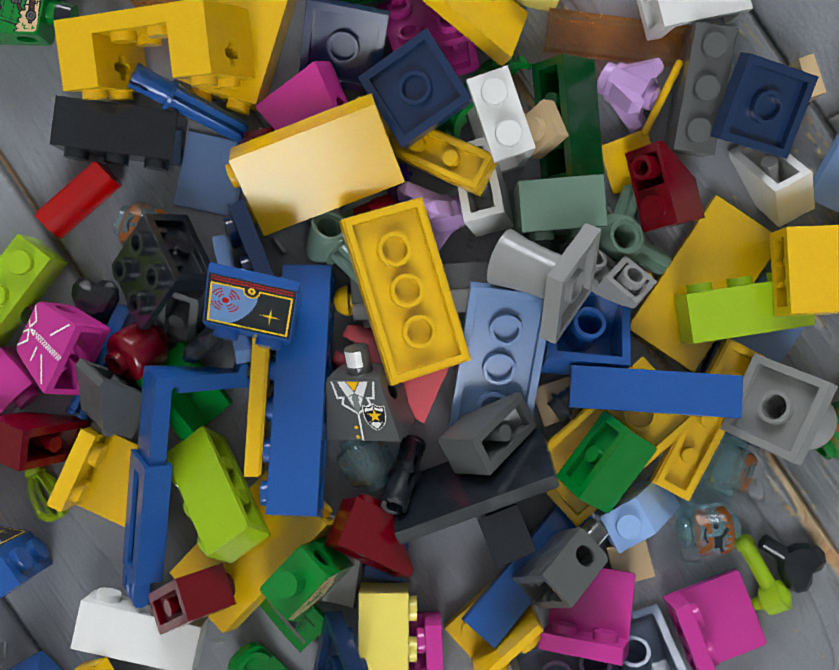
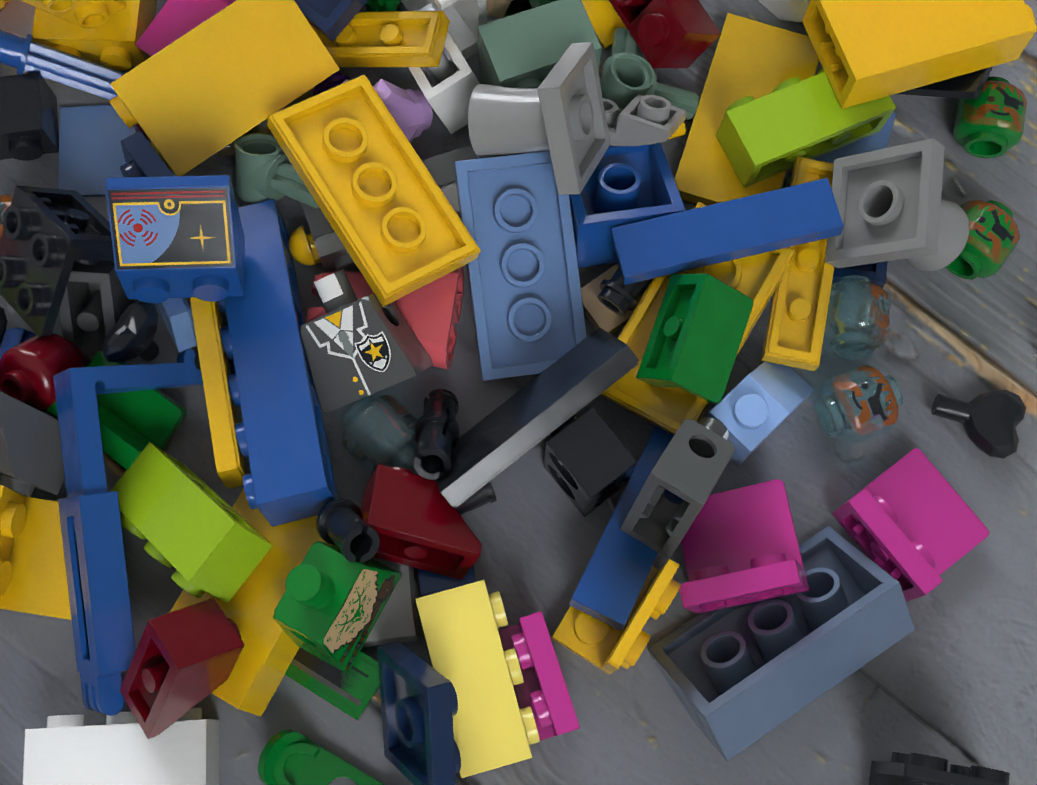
camera: 20 degrees left, 15 degrees down
(321, 535) = (342, 525): none -> black pin
(487, 435) = (530, 348): dark grey slope -> none
(634, 559) = (773, 464): tan tile -> none
(772, 595) = (973, 467): lime piece -> none

